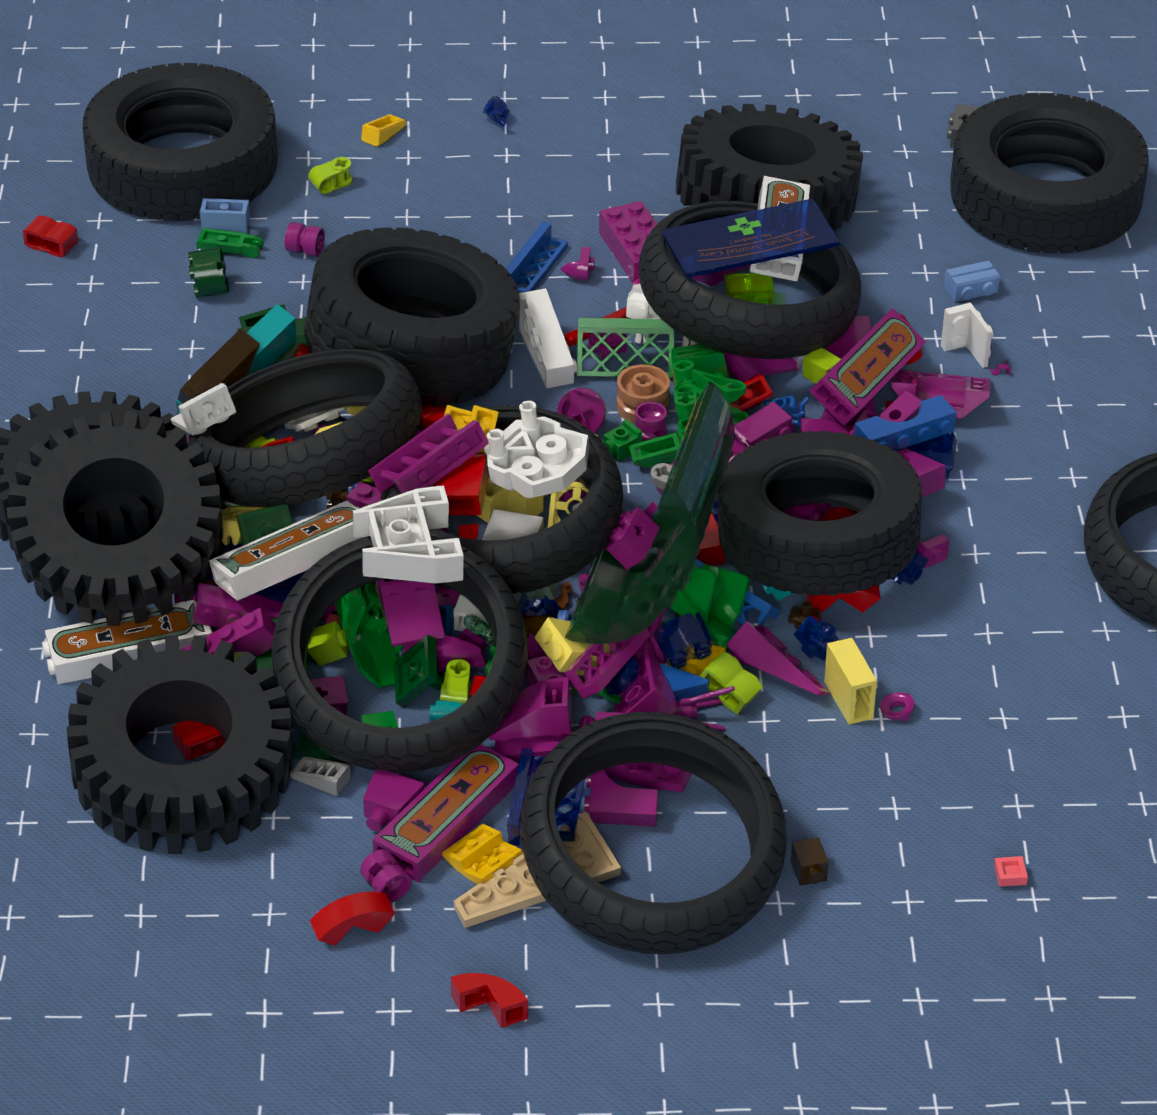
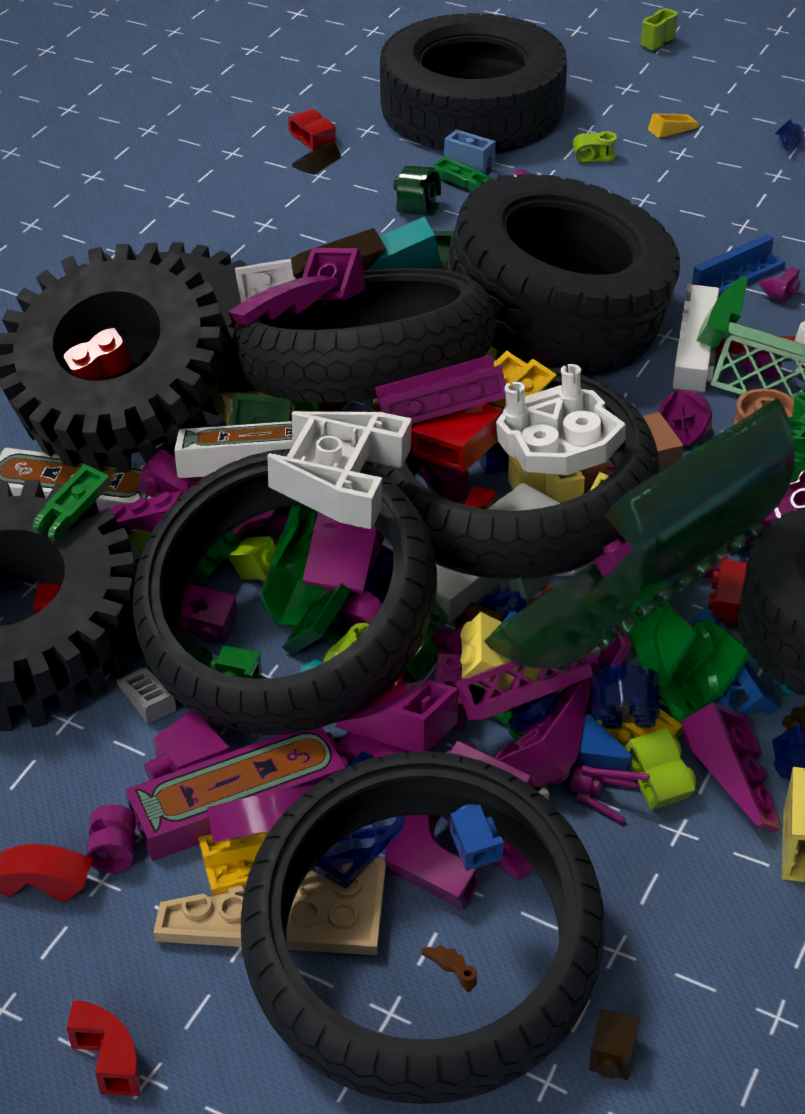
camera: 30 degrees right, 0 degrees up
(77, 265) = (318, 158): none -> dark brown slope
(115, 522) = (99, 357): none -> red brick
(195, 642) = (71, 501): none -> green hinge
(235, 419) = (288, 296): none -> magenta slope
(252, 384) = (340, 264): none -> magenta slope
(306, 25) = (659, 29): none -> lime brick
(491, 812) = (250, 814): none -> magenta arch
(565, 311) = (725, 310): none -> green slope
(670, 759) = (475, 837): none -> blue brick
(699, 841) = (453, 962): none -> reddish brown piece

